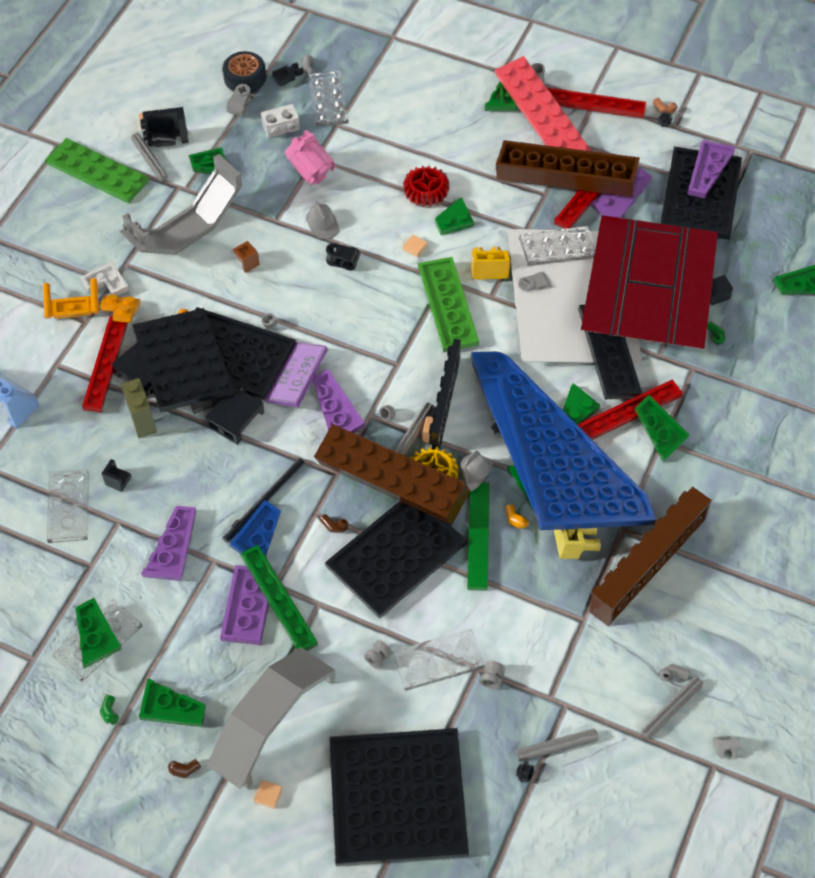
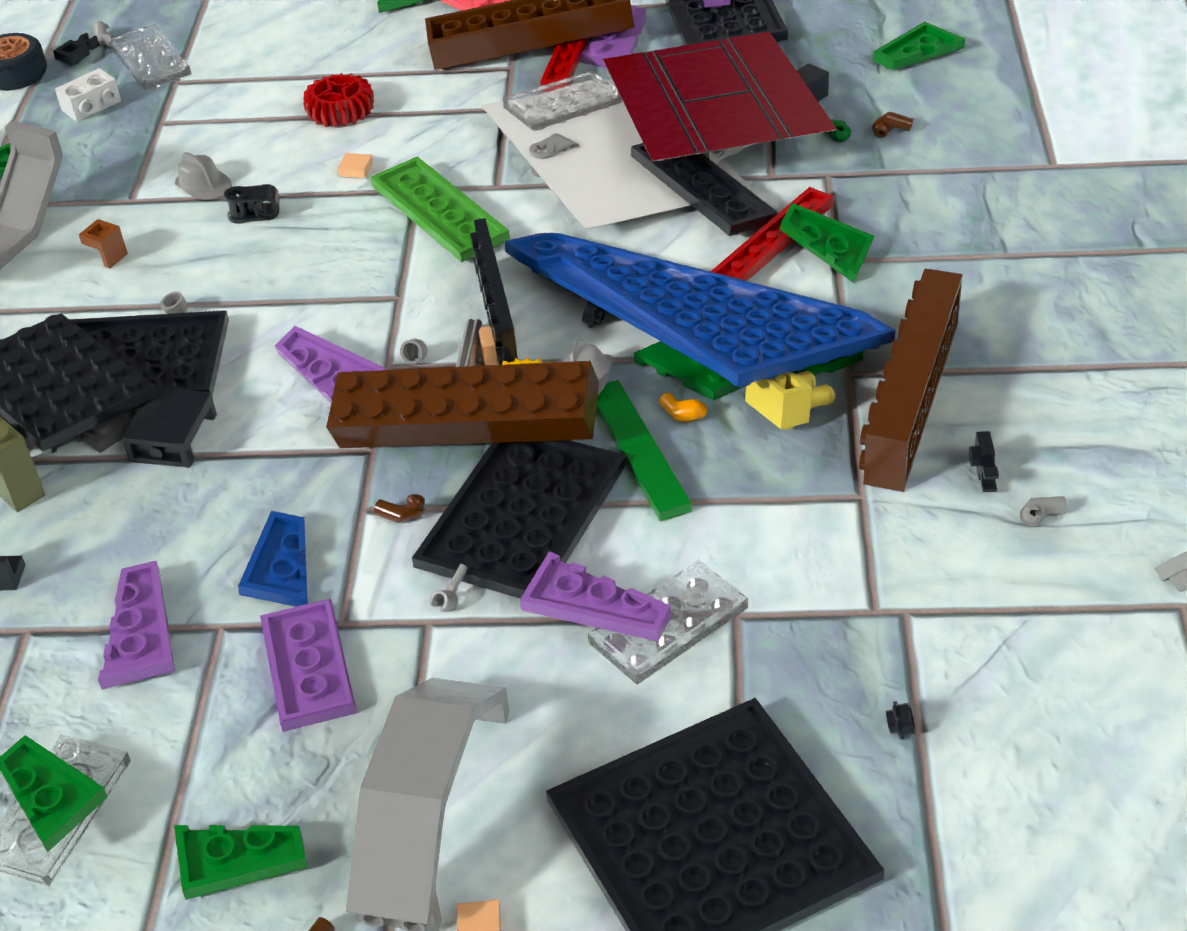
camera: 20 degrees left, 15 degrees down
(106, 710) = (119, 910): green arm -> none
(239, 101) = (16, 91): light grey piece -> none
(239, 524) = (240, 560): black bar -> none
(278, 598) = (355, 630): green tile -> none
(296, 374) = (248, 350): tile -> none
(309, 158) = (151, 108): bright pink container -> none
(334, 594) = (448, 594): none -> light grey hand
(378, 654) = (562, 653): light grey wheel -> none
(398, 629) = (581, 598): none -> medium lavender wing
(454, 218) = (397, 123): green wing -> none
(490, 264) = (477, 147): yellow brick -> none
(492, 675) = (768, 608): light grey wheel -> none
(556, 744) = (926, 666): light grey axle -> none
(579, 405) = (697, 253): green wing -> none
(660, 625) = (983, 457): none -> black plate
(671, 708) = (1068, 554): light grey axle -> none
(752, 341) = (890, 121): none -> reddish brown arm

